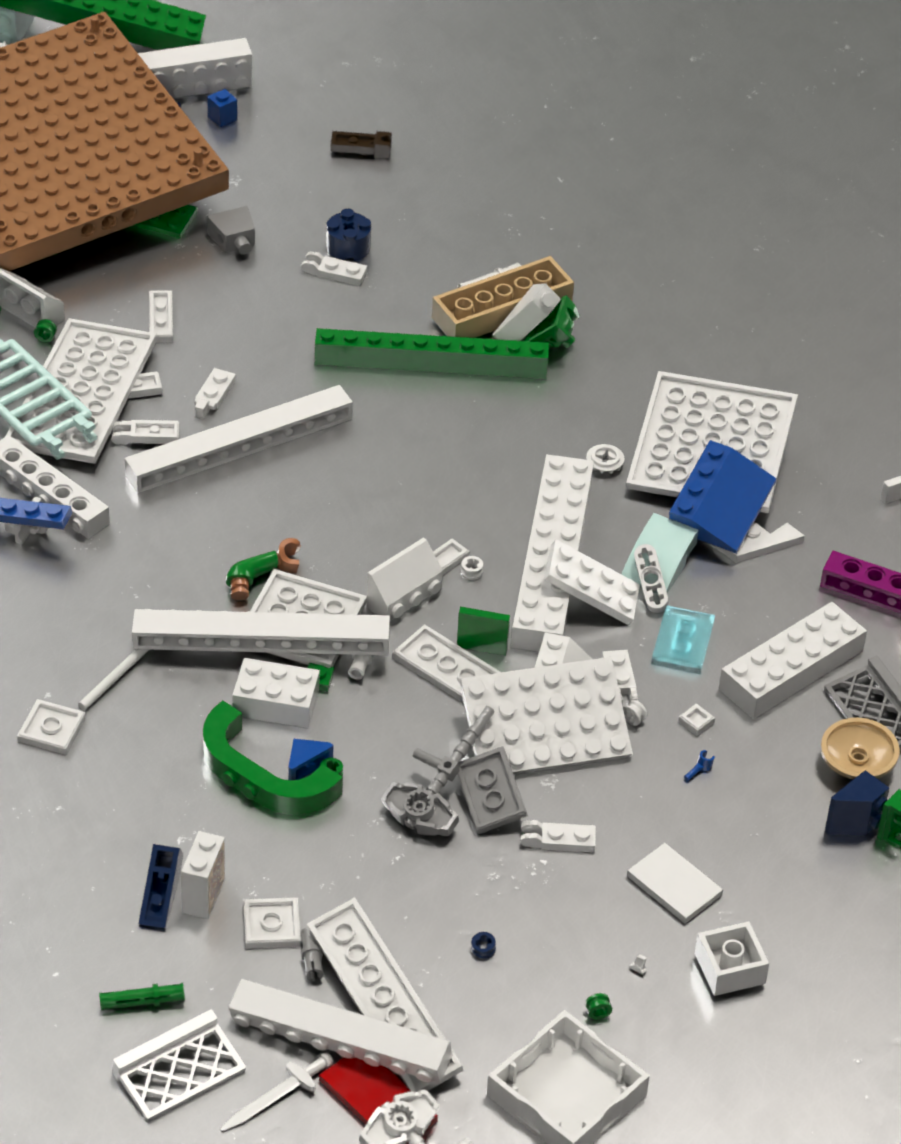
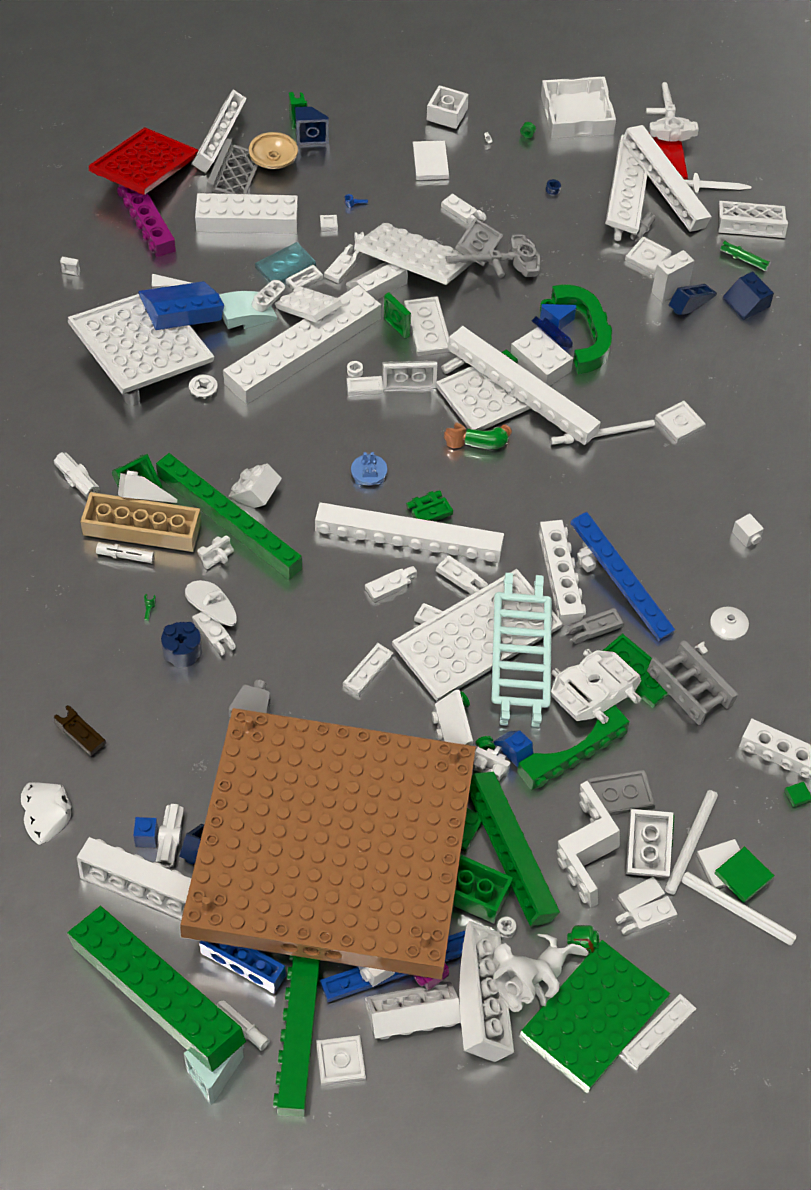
camera: 140 degrees left, 10 degrees up
(88, 937) = (749, 296): none -> dark blue slope
(202, 119) = (170, 835): none -> white piece
(236, 474) = (433, 511): none -> green plate
(287, 720) = (553, 332): none -> clear blue slope
(338, 95) = (47, 810): none -> white piece
(344, 477) = (369, 469): none -> medium blue plate
(363, 284) = (211, 601): none -> white shield
(408, 321) = (216, 552): none -> white hips
(419, 256) = (149, 604): none -> green hand
(437, 392) = (255, 486): none -> white slope
(617, 311) = (76, 474): none -> white piece
(640, 649) = (306, 281): none -> white tile

